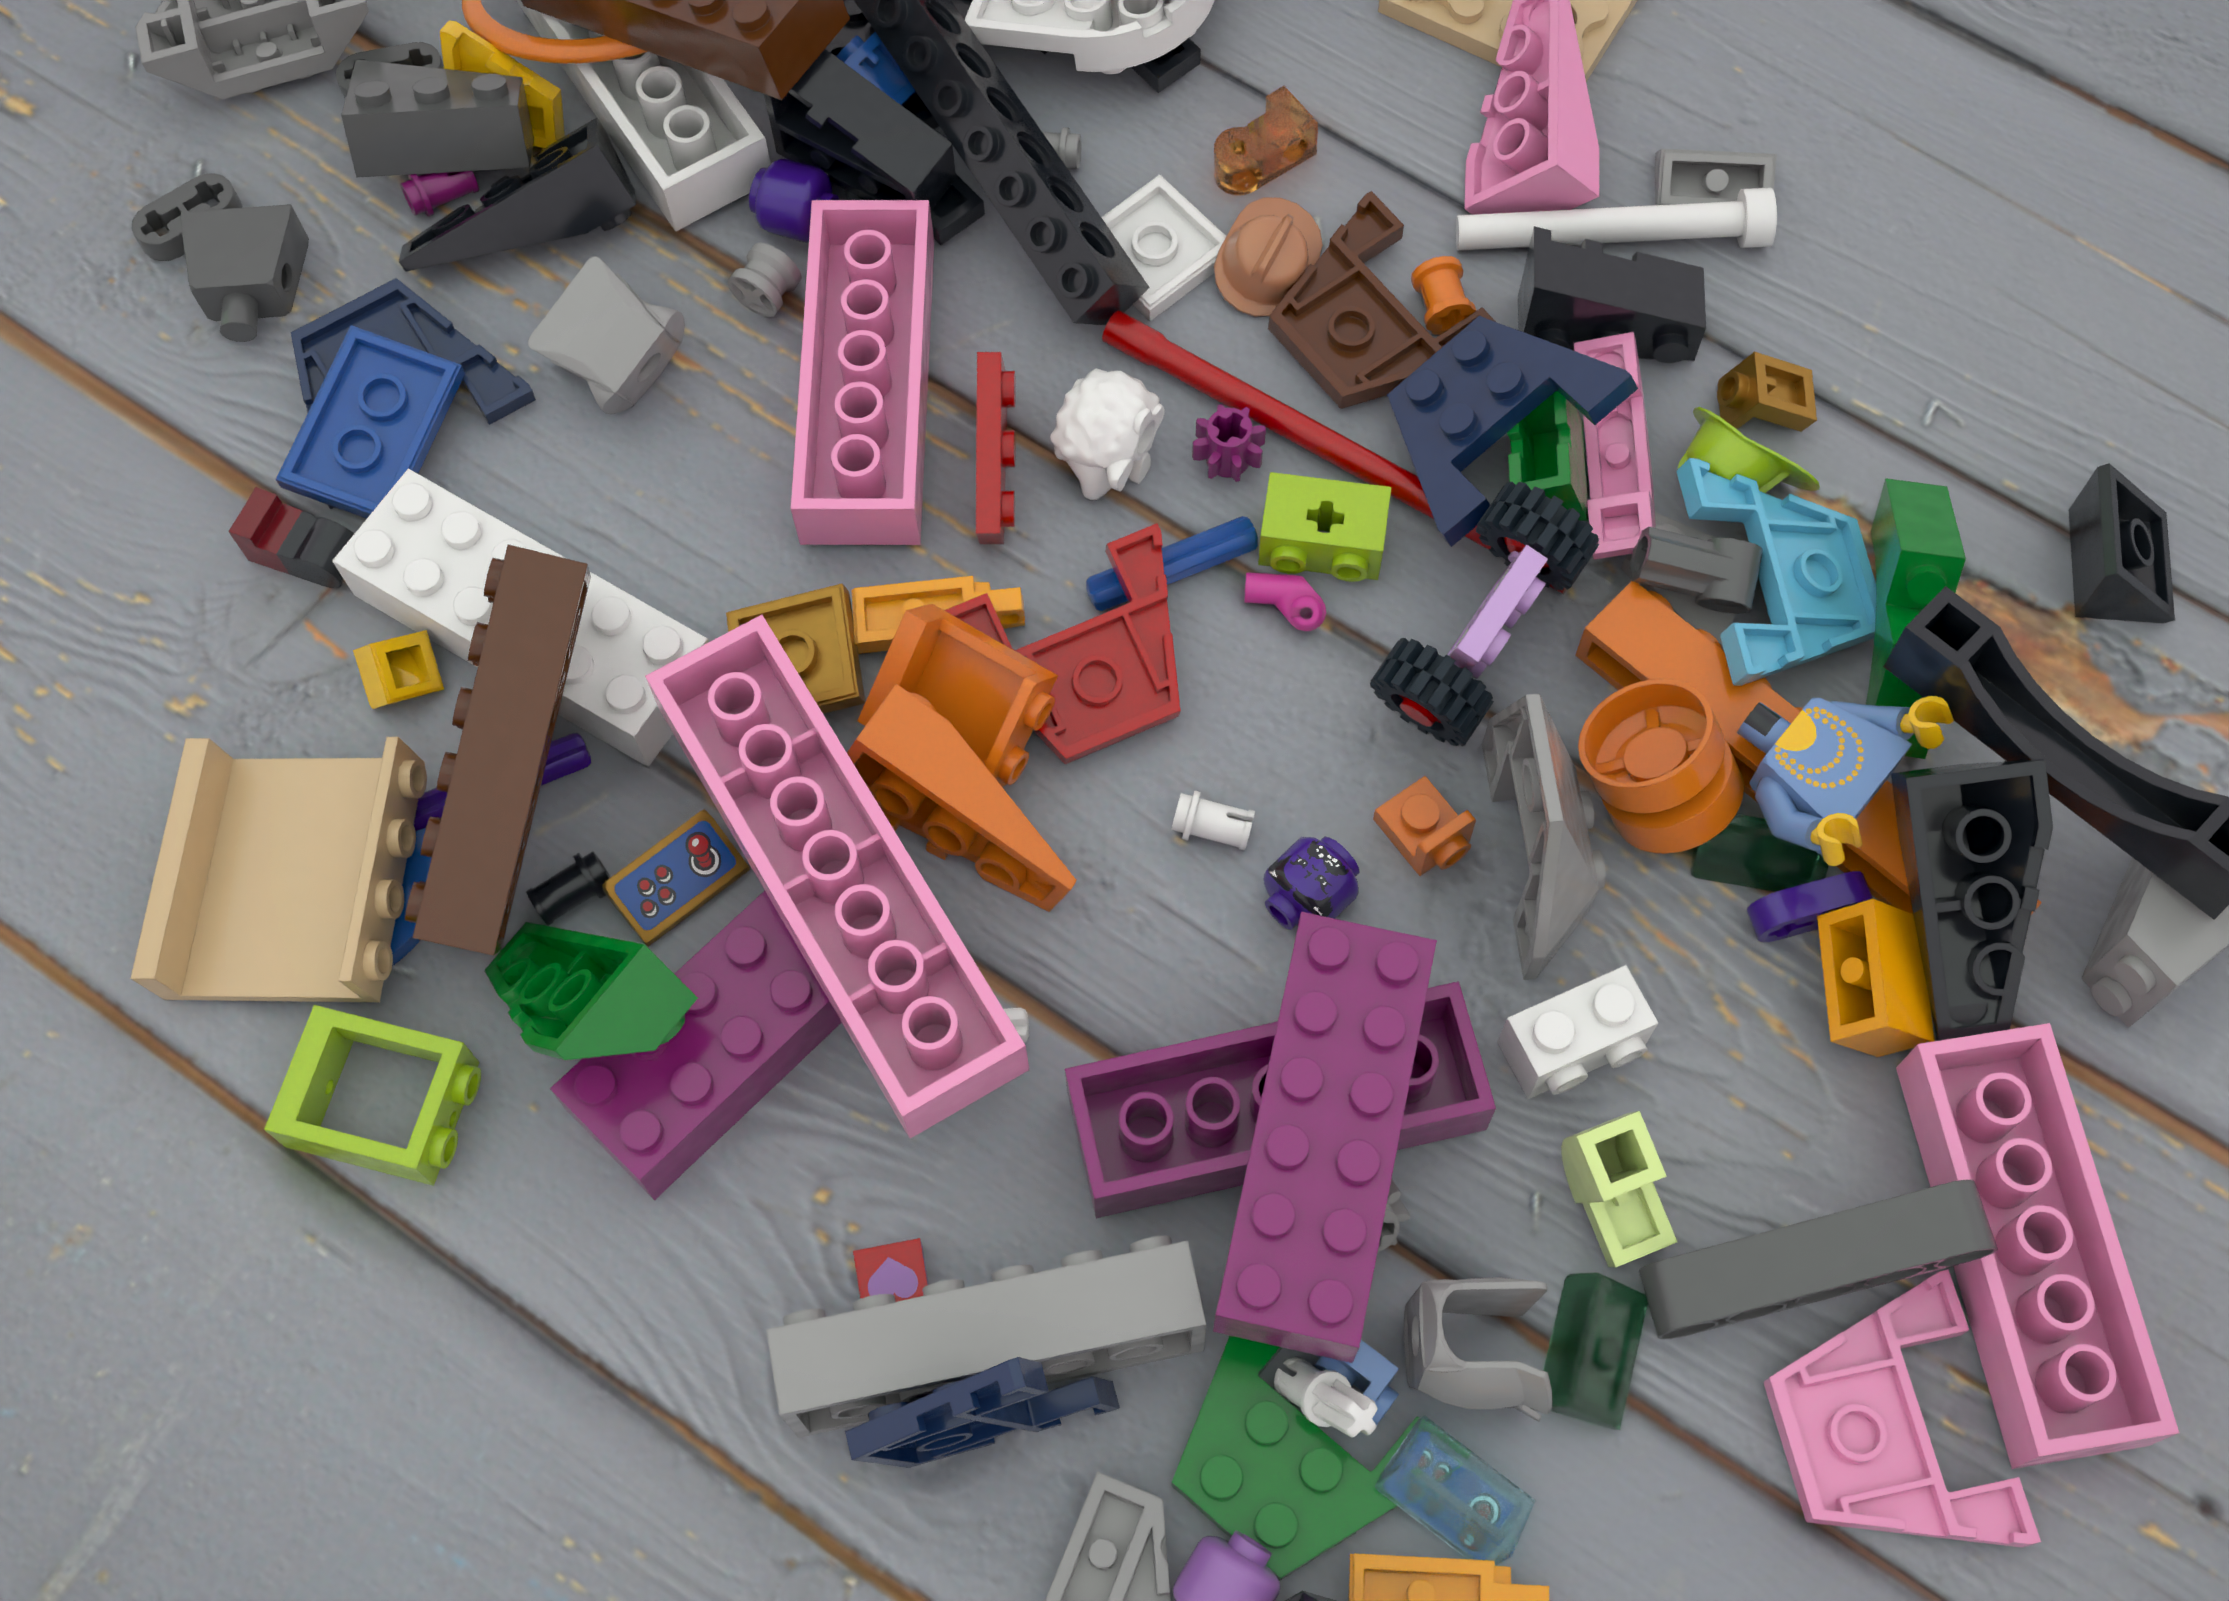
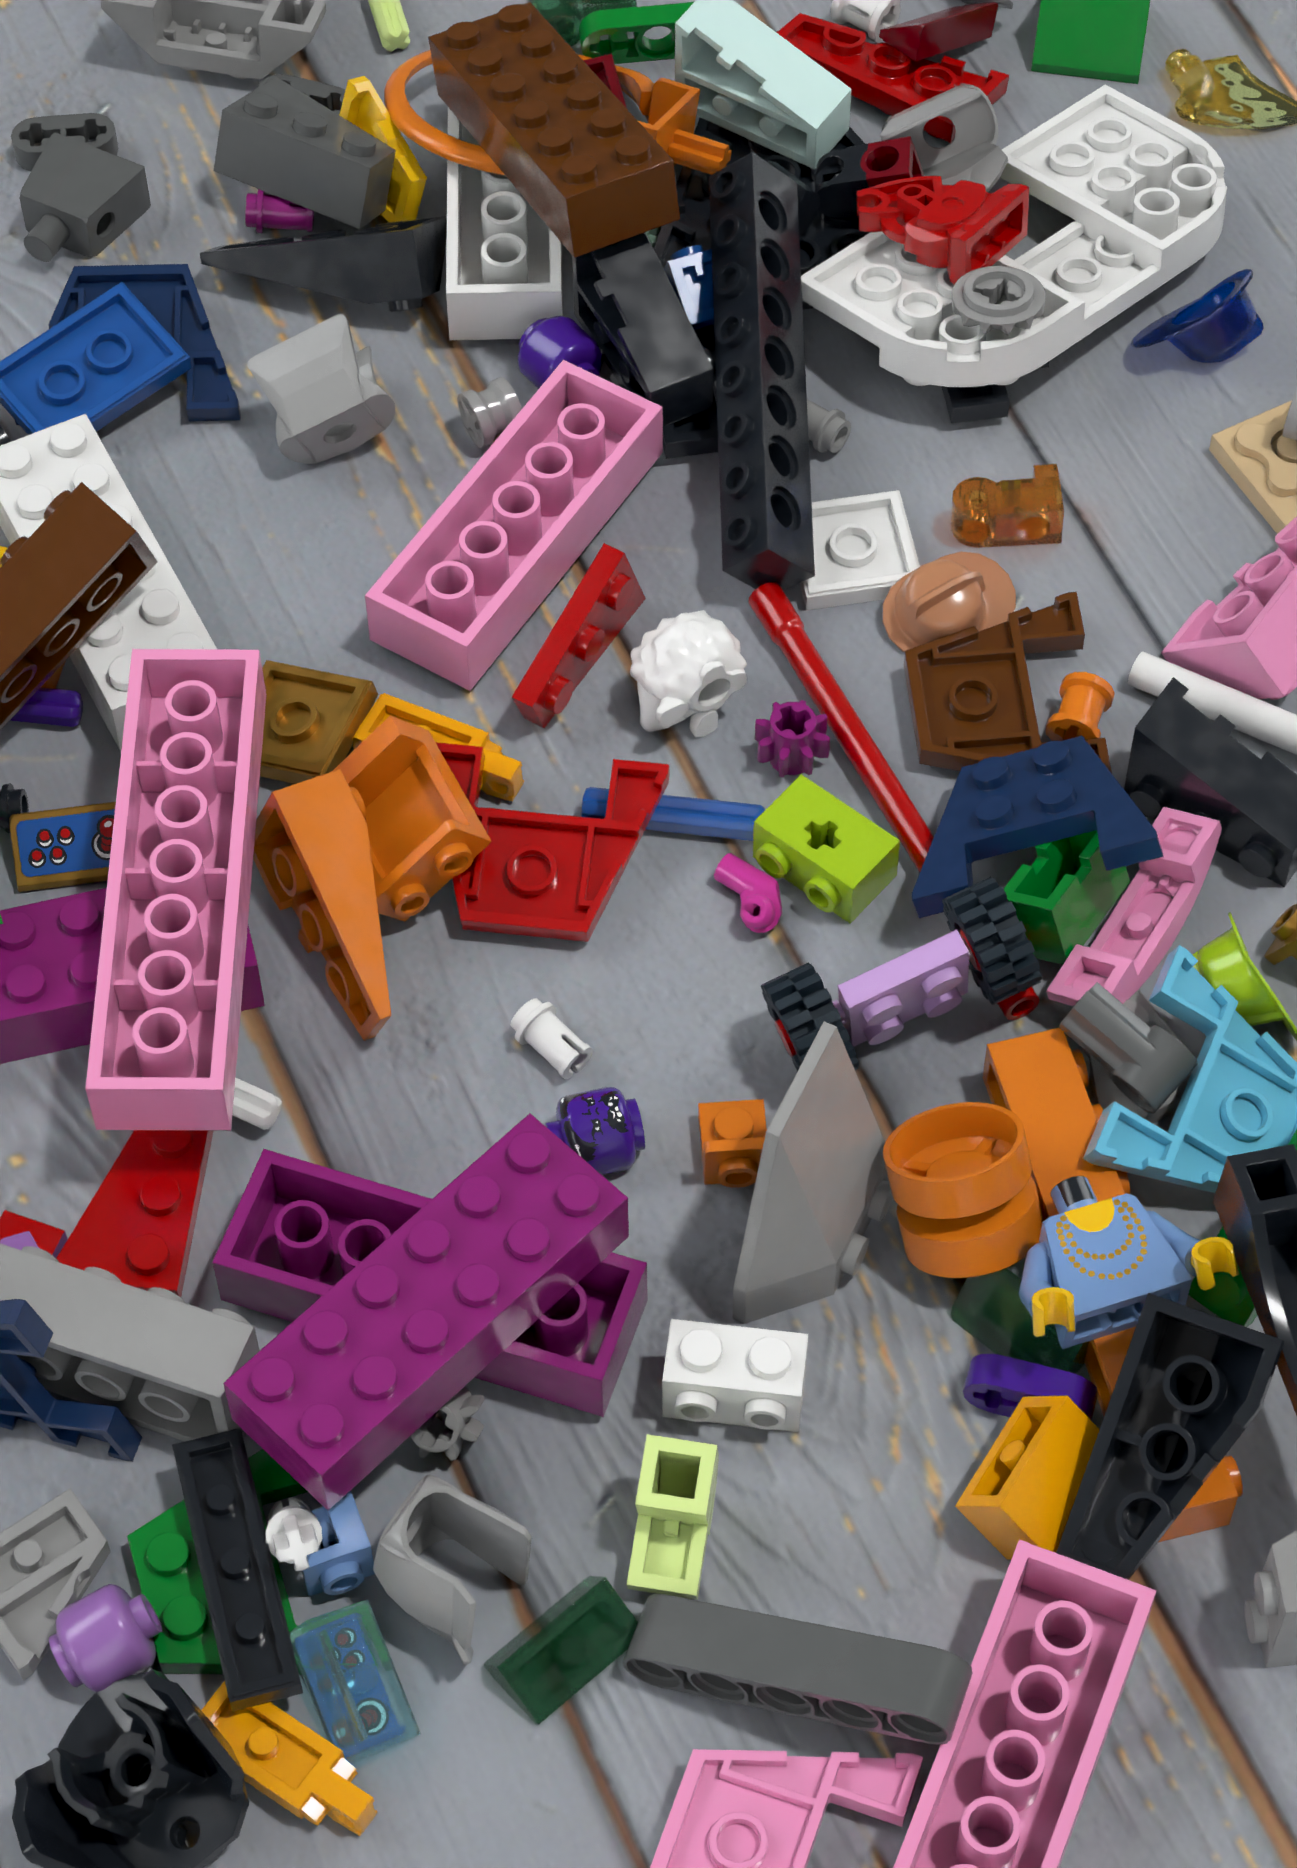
camera: 30 degrees right, 10 degrees down
(977, 1196) = (145, 1211): none -> red wing
(1296, 1457) = (237, 1570): none -> black tile

